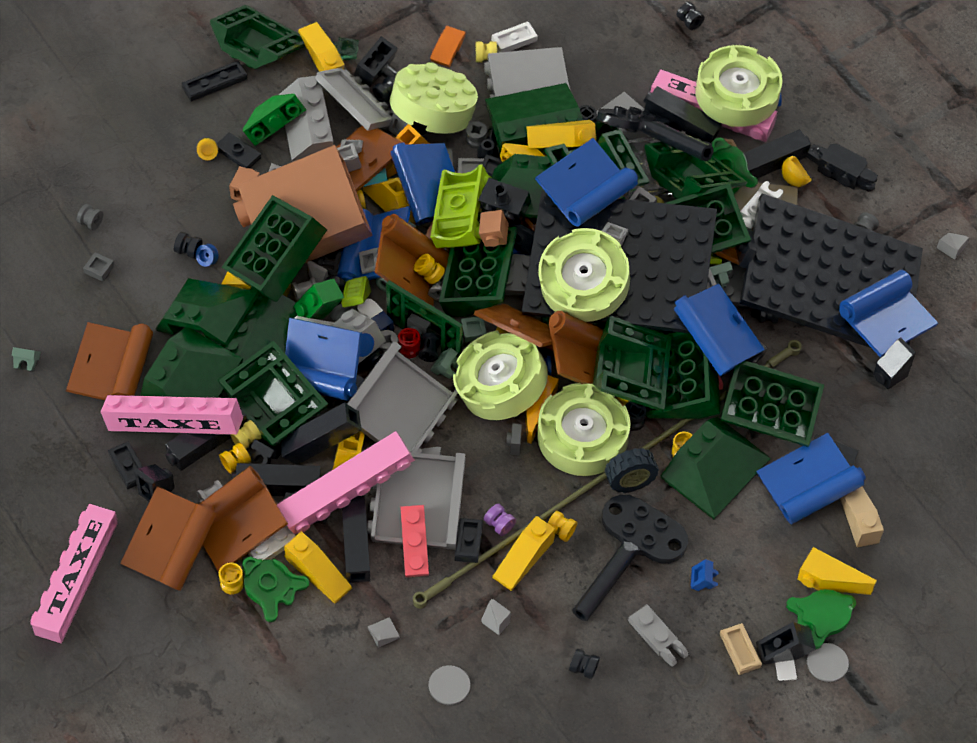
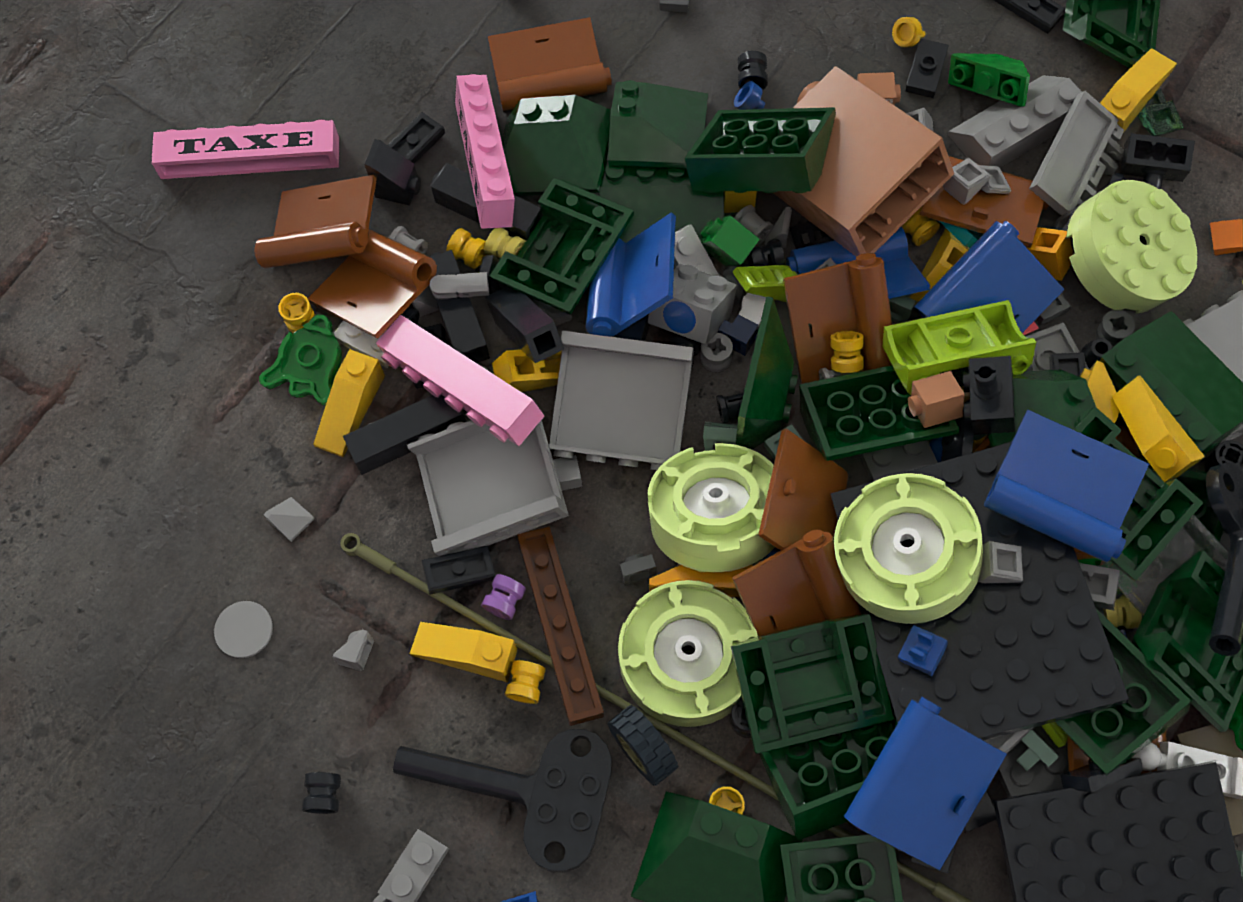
camera: 75 degrees right, 10 degrees up
(272, 462) = (459, 285): none -> light grey bar
(410, 342) = (729, 383): red wheel -> none
(414, 541) = (428, 502): coral plate -> none
(532, 493) = (560, 627): none -> reddish brown plate
(645, 296) = (922, 650): none -> blue tile

